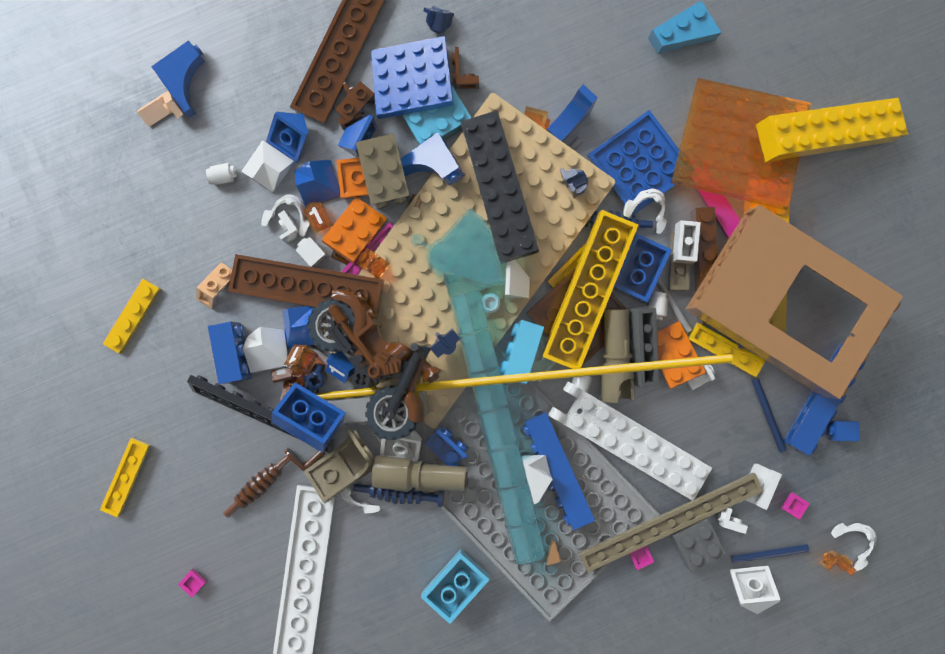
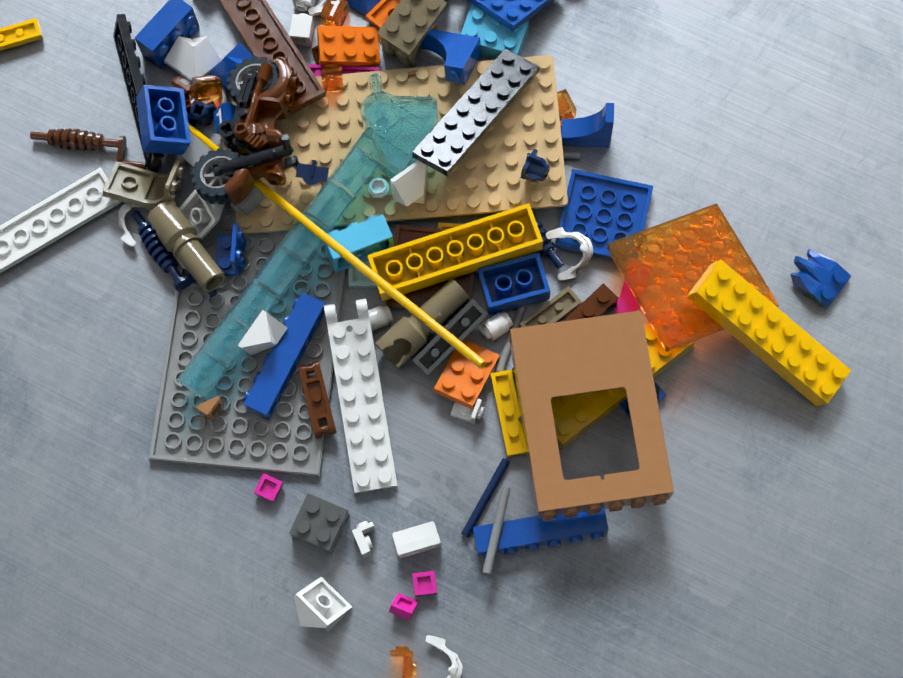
camera: 55 degrees right, 15 degrees down
(455, 586) = (117, 353): medium azure brick -> none
(468, 81) = (541, 24): reddish brown bracket -> none
(607, 473) = (317, 399): none -> reddish brown plate
(670, 522) = (320, 485): dark tan plate -> none
(685, 29) = (744, 158): dark azure wedge -> none
(686, 242) = (566, 297): white brick -> none
(770, 553) = (366, 601): dark blue bar -> none
(799, 533) = (403, 606): none -> dark pink plate
(807, 430) = (496, 530): none -> light grey bar
(810, 57) = (819, 277): none -> blue plate
(843, 430) = (526, 569): blue brick -> none

